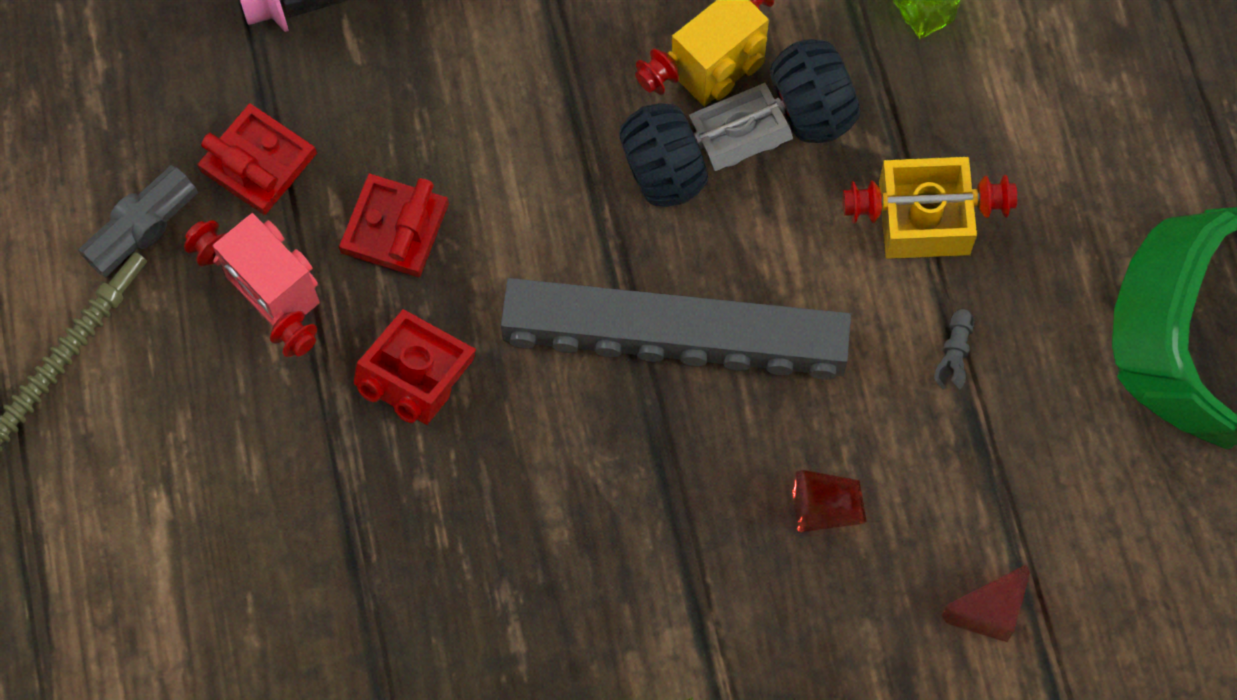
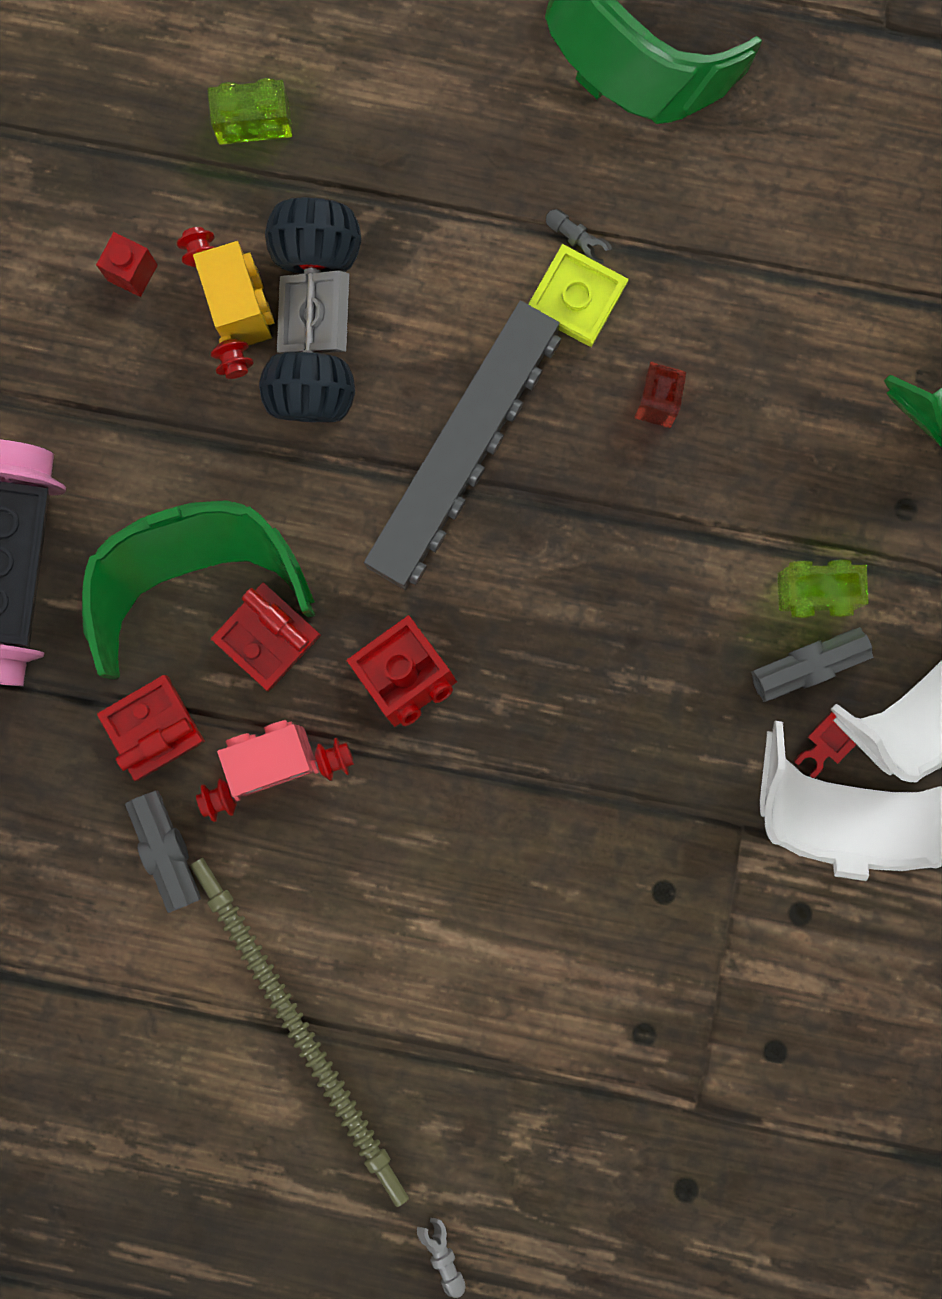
camera: 65 degrees left, 15 degrees up
(438, 92) = (171, 546): none -> green piece
(890, 374) = (578, 294): none -> neon yellow plate
(928, 205) = (454, 193): yellow brick -> none
(991, 608) = (800, 304): clear red slope -> none

